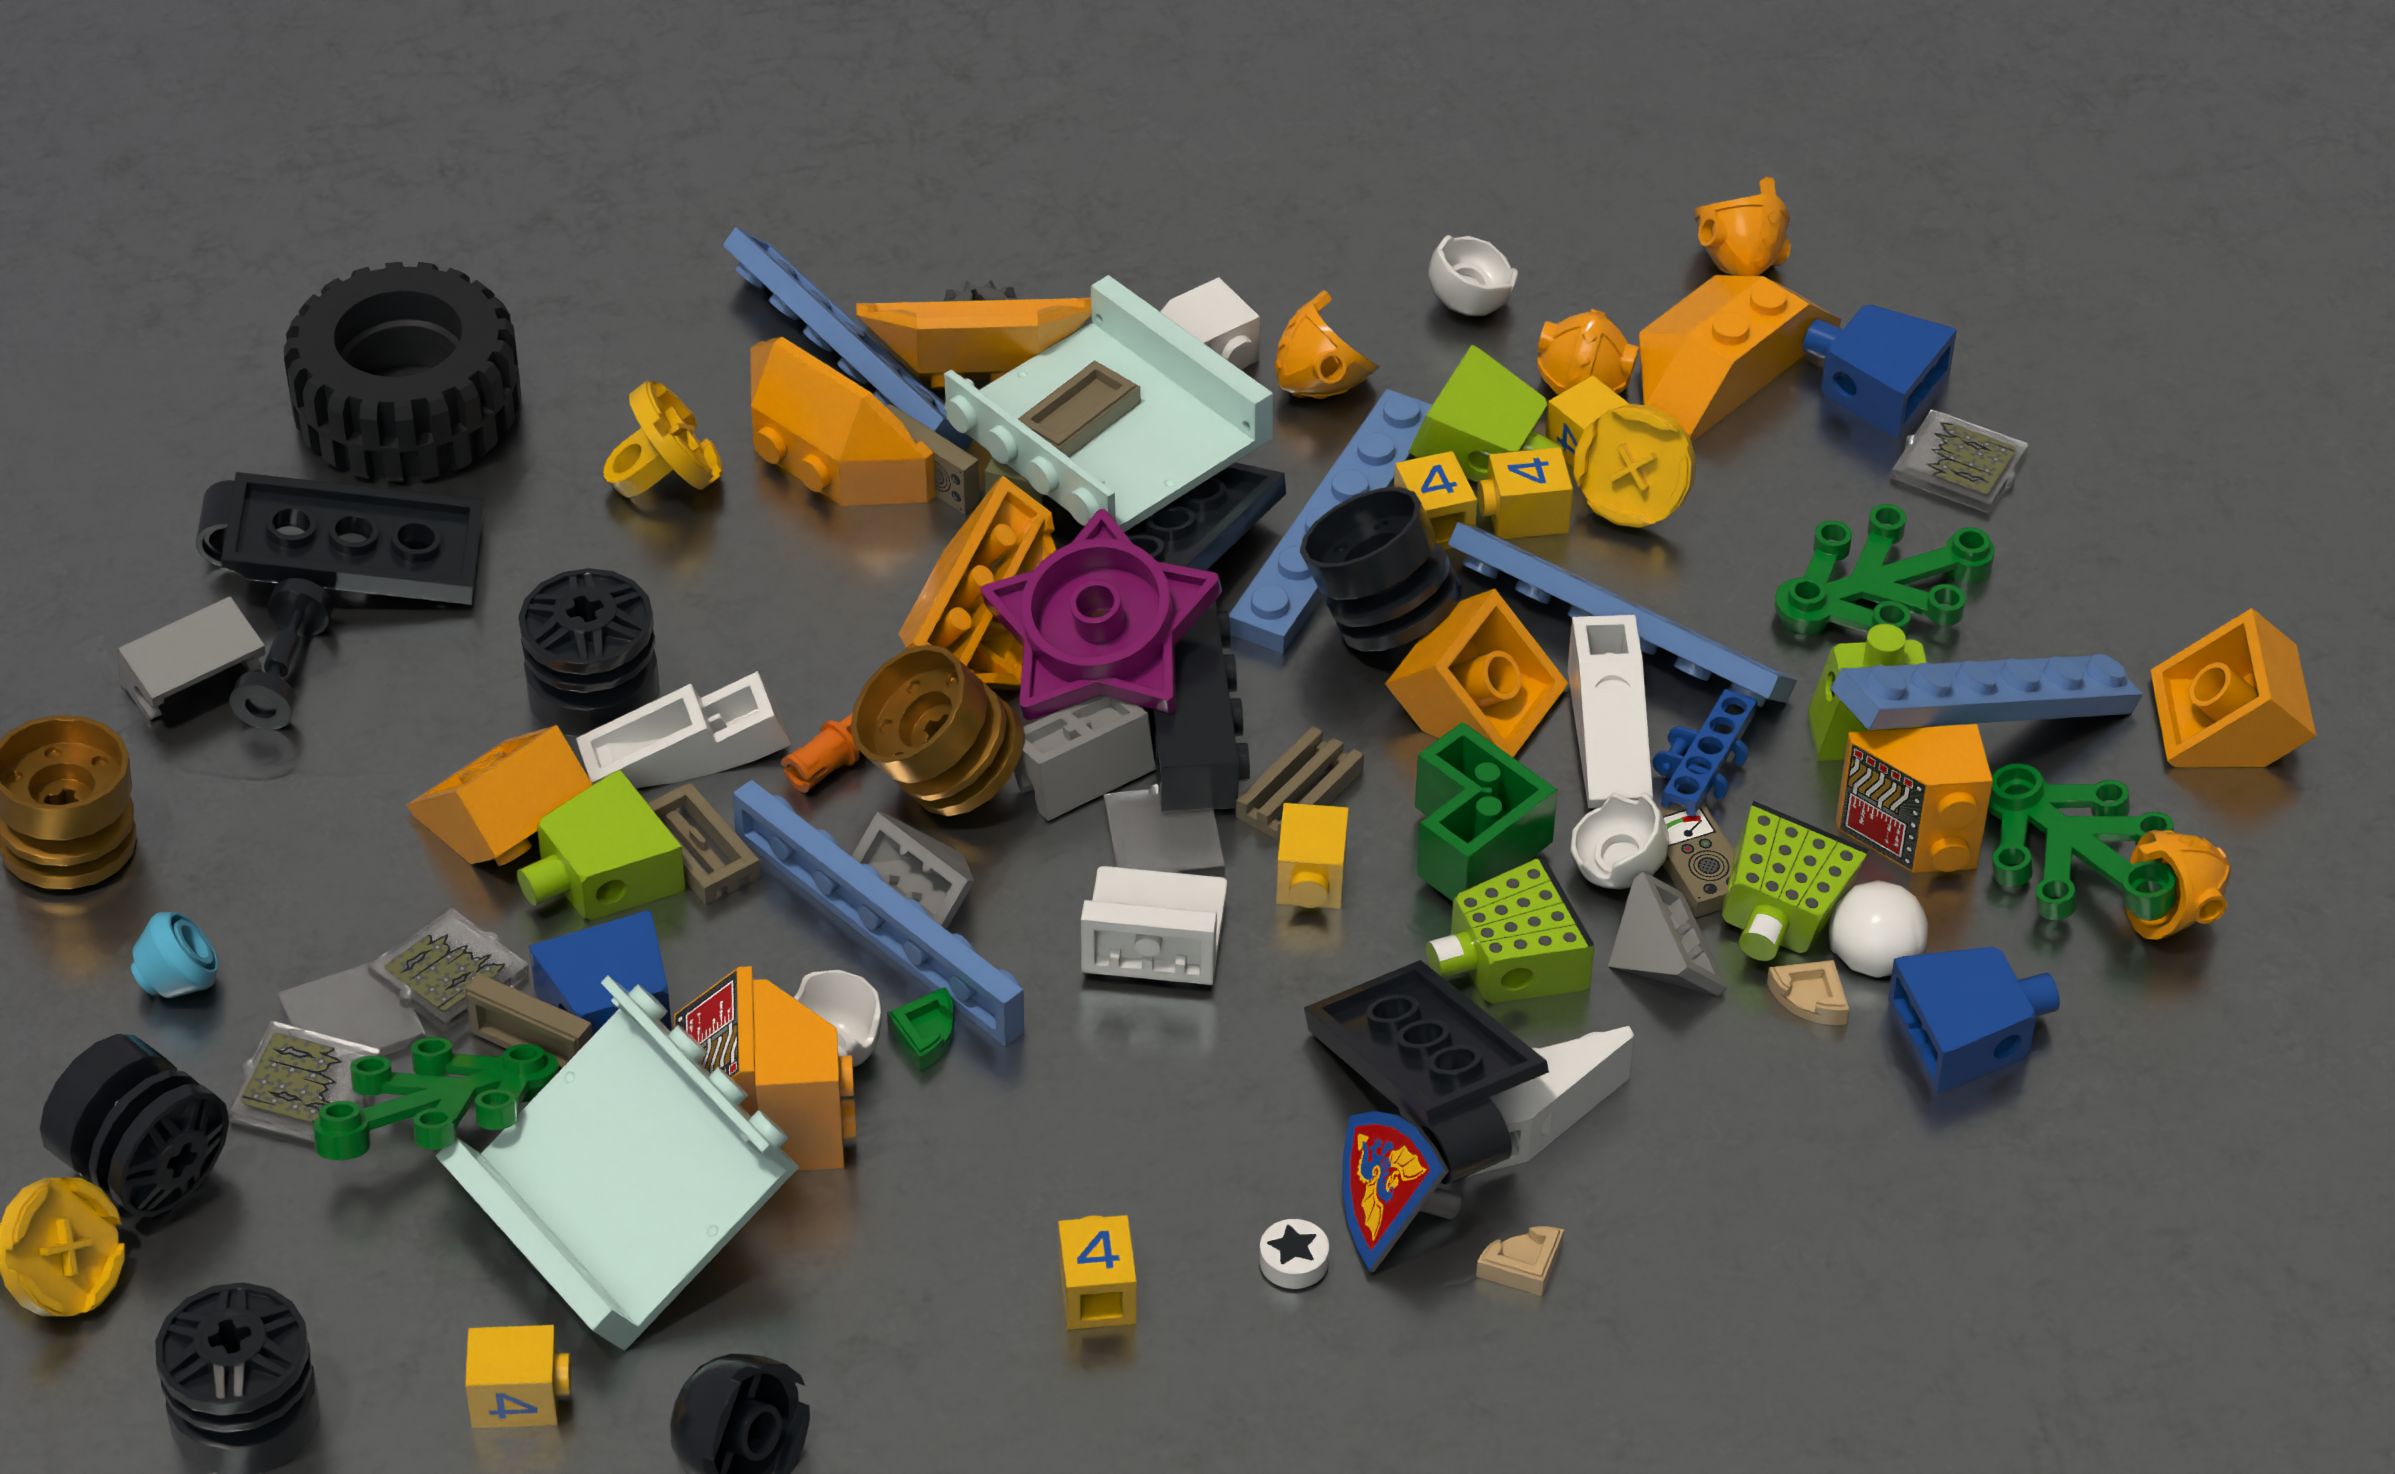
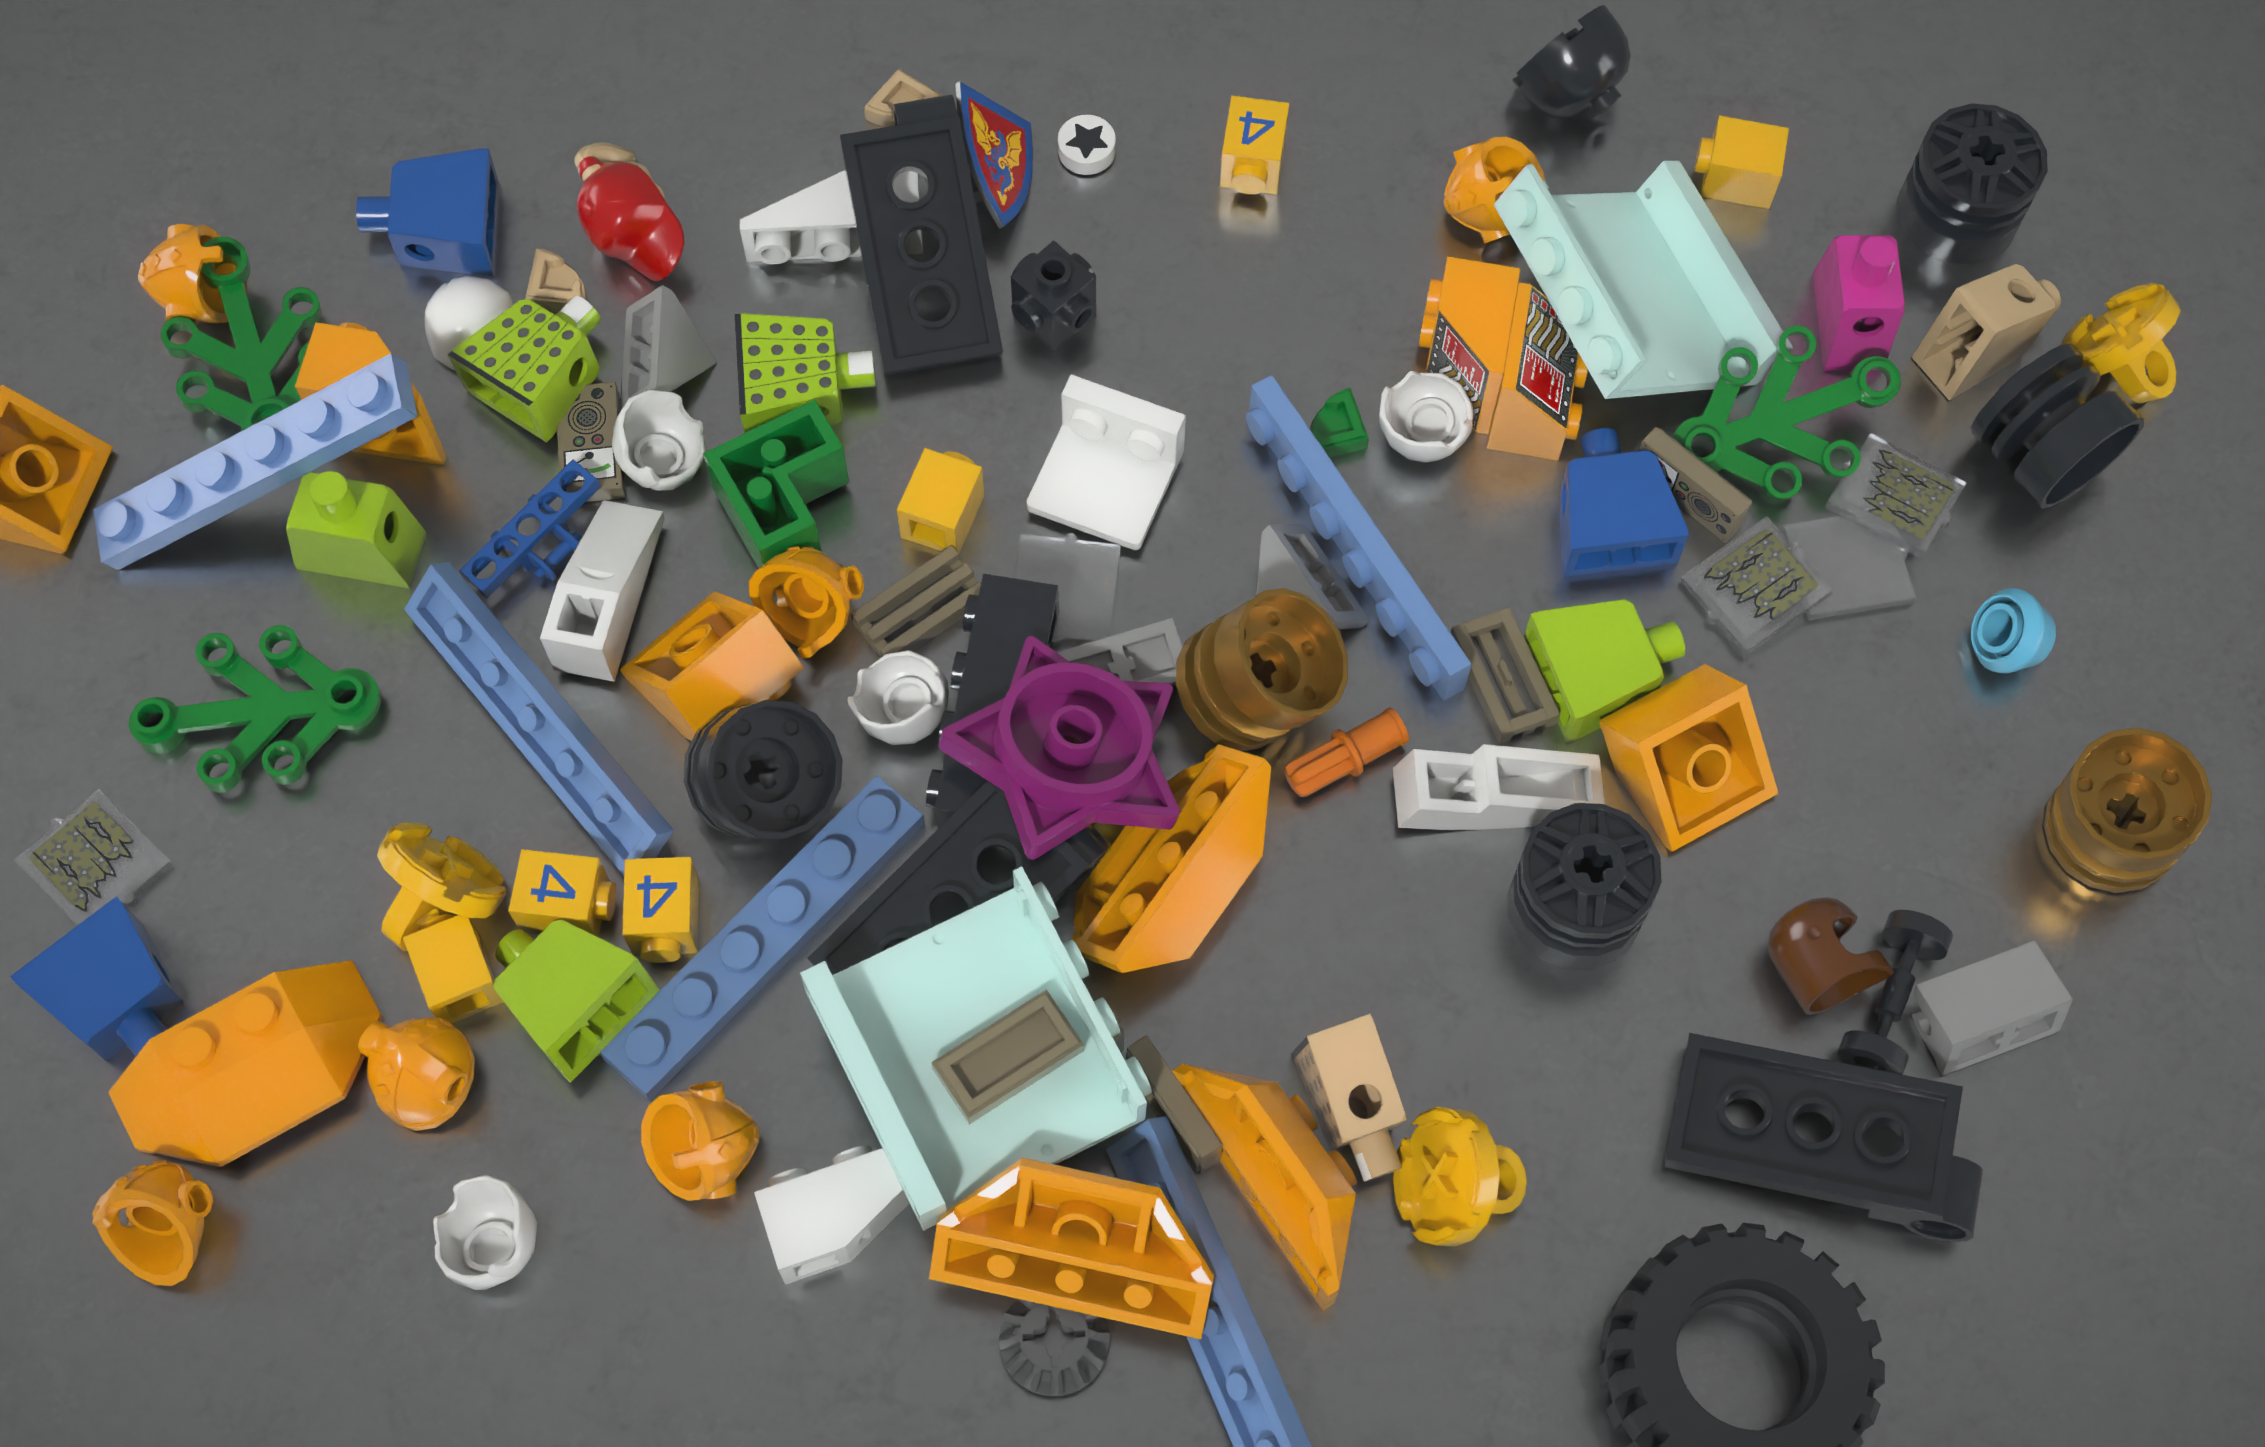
camera: 165 degrees left, 20 degrees up
(209, 1227) = (2002, 307): none -> tan torso
(362, 1211) = (1854, 282): none -> dark pink torso
(366, 670) = (1813, 960): none -> reddish brown helmet
(773, 468) = (1348, 1064): none -> tan torso
(820, 1272) = (1481, 178): none -> light orange helmet
(1267, 1060) = (1053, 294): none -> black brick
(1285, 681) = (900, 697): none -> white hair
(1398, 731) = (811, 596): none -> light orange helmet
(1787, 1047) = (627, 211): none -> red hair

